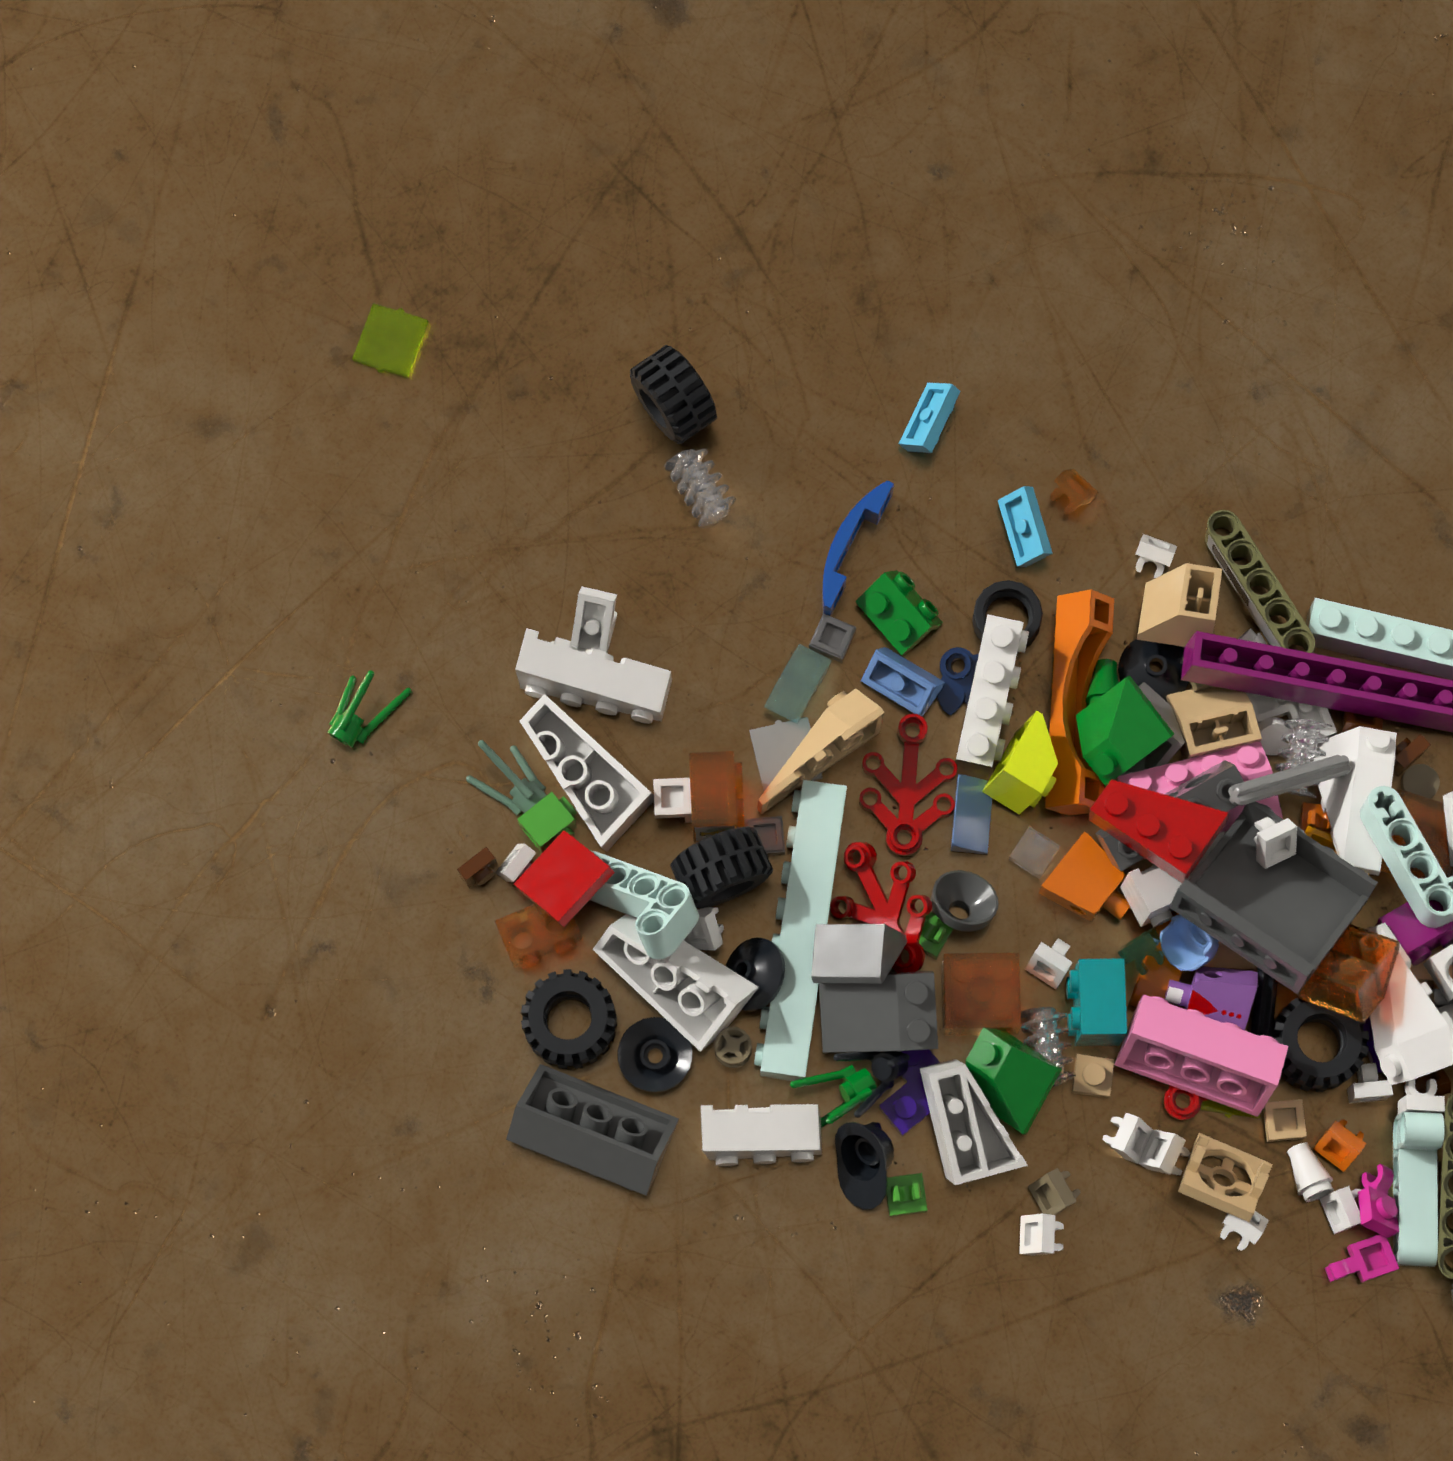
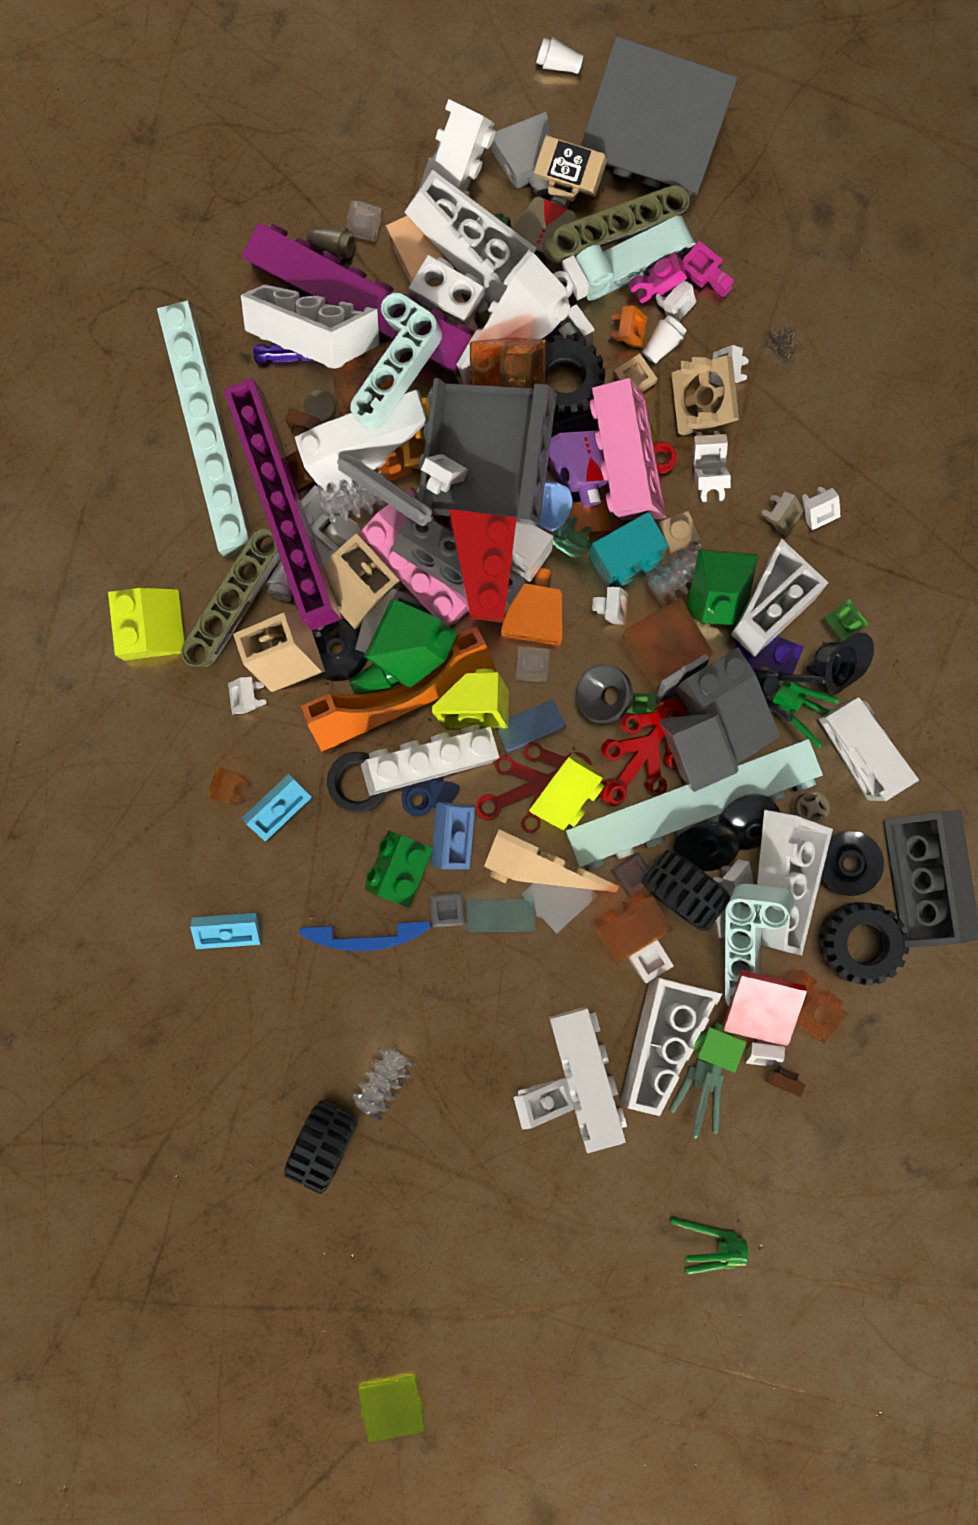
camera: 115 degrees left, 10 degrees up
(753, 917) = (707, 845): none -> black dish
(884, 804) = (567, 793): none -> neon yellow slope
(937, 963) = (668, 685): none -> light grey piece
(1280, 497) = (146, 622): none -> neon yellow slope

